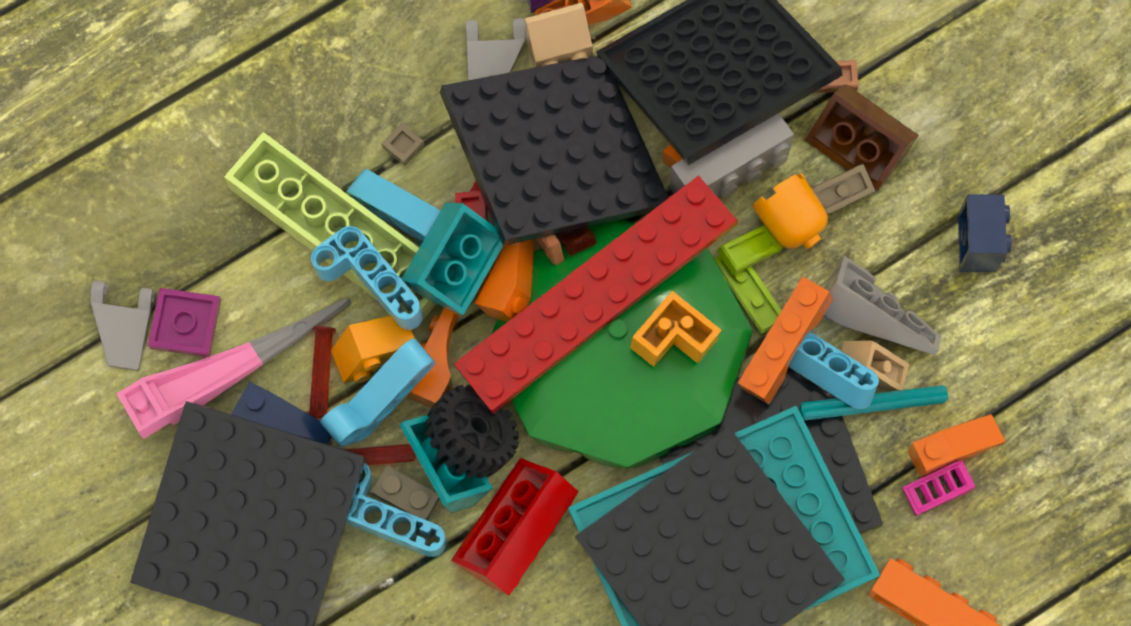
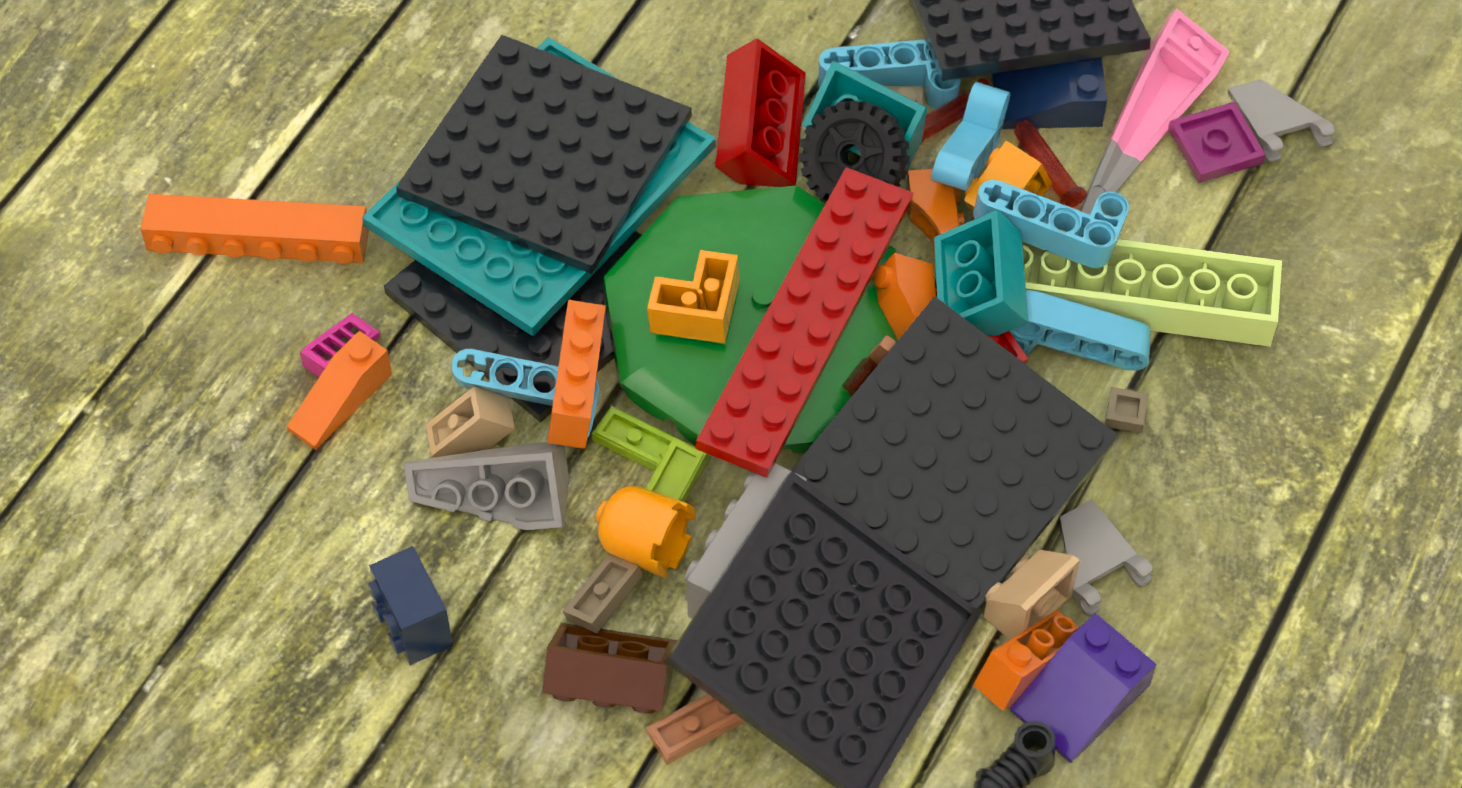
camera: 150 degrees right, 15 degrees down
(881, 402) = (443, 390): teal axle -> none

